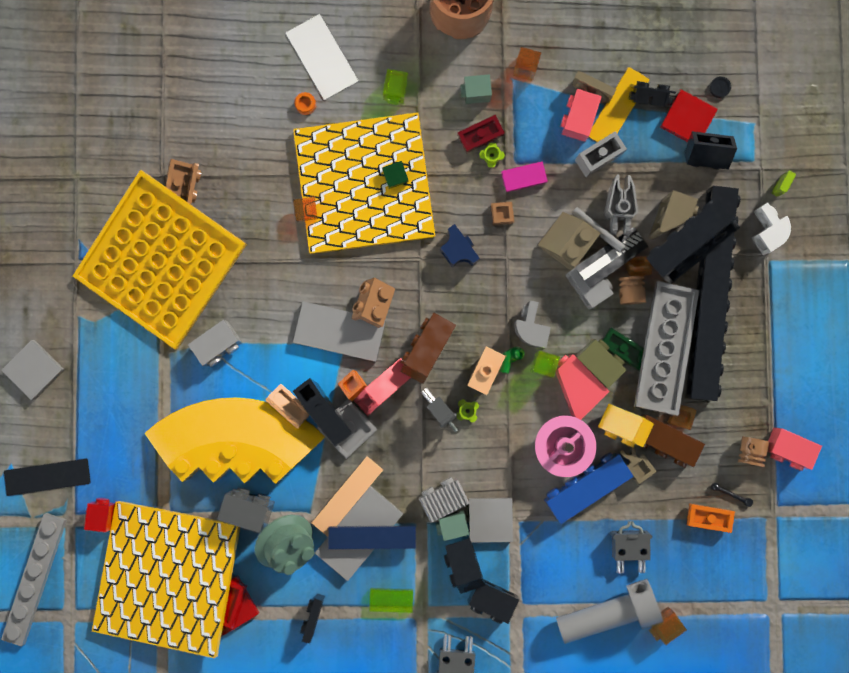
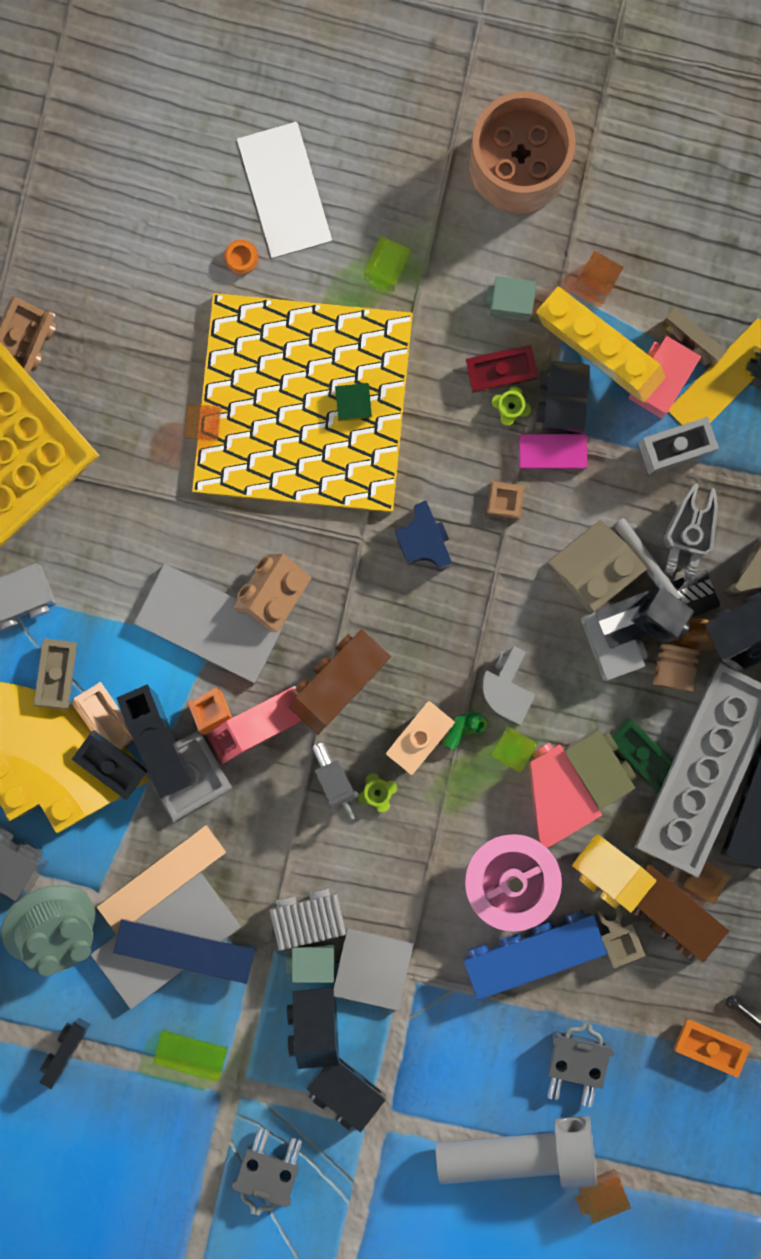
camera: 15 degrees right, 0 degrees up
(251, 385) = (55, 674): none -> dark tan plate
(298, 433) = (109, 765): none -> black plate
(524, 142) = (565, 397): none -> black brick
(539, 103) = (601, 344): none -> yellow brick
(617, 260) = (663, 616): none -> black brick

